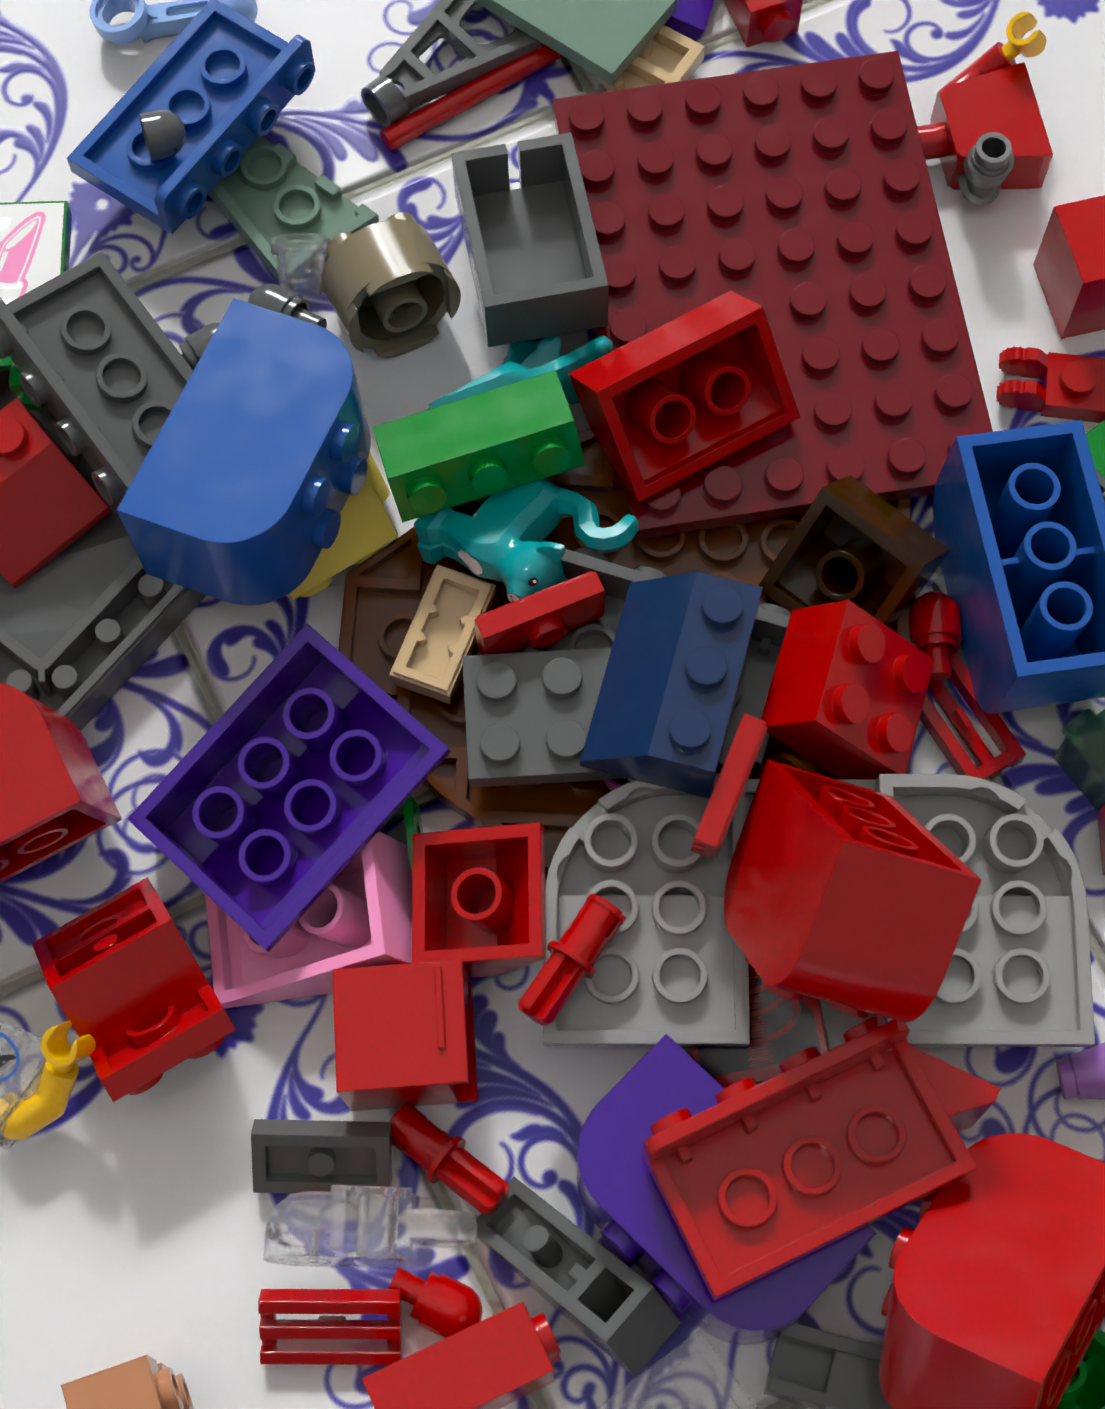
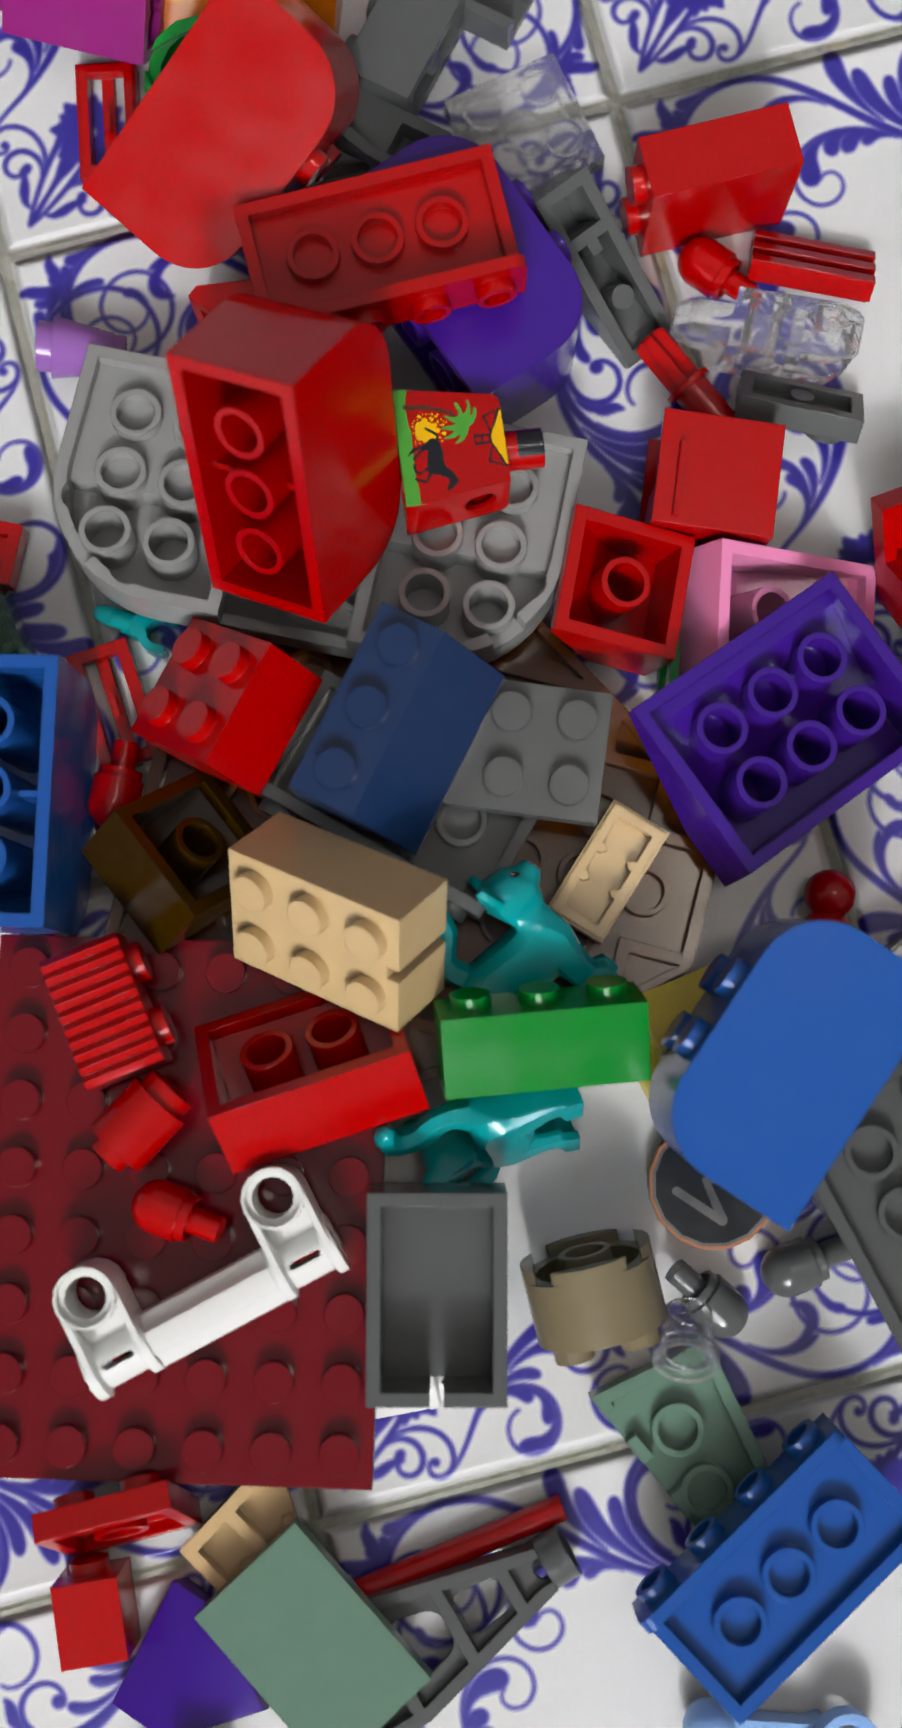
camera: 165 degrees left, 15 degrees up
(162, 133) = (826, 1529): dark grey hinge -> none
(221, 667) = (829, 896): none -> red bar
(541, 617) = (511, 843): red plate -> none
(571, 959) = (550, 491): red axle -> none
(677, 973) = (457, 456): none -> red torso
(689, 504) = (338, 919): none -> tan piece
(729, 787) = (386, 583): red tile -> none
(768, 46) = (137, 1512): none -> red plate
(775, 261) = (174, 1213): none -> red cylinder
(793, 155) = (207, 1306): none -> white piece
(825, 323) = (139, 1122): none -> red brick
(881, 407) = (108, 1010): none -> red brick

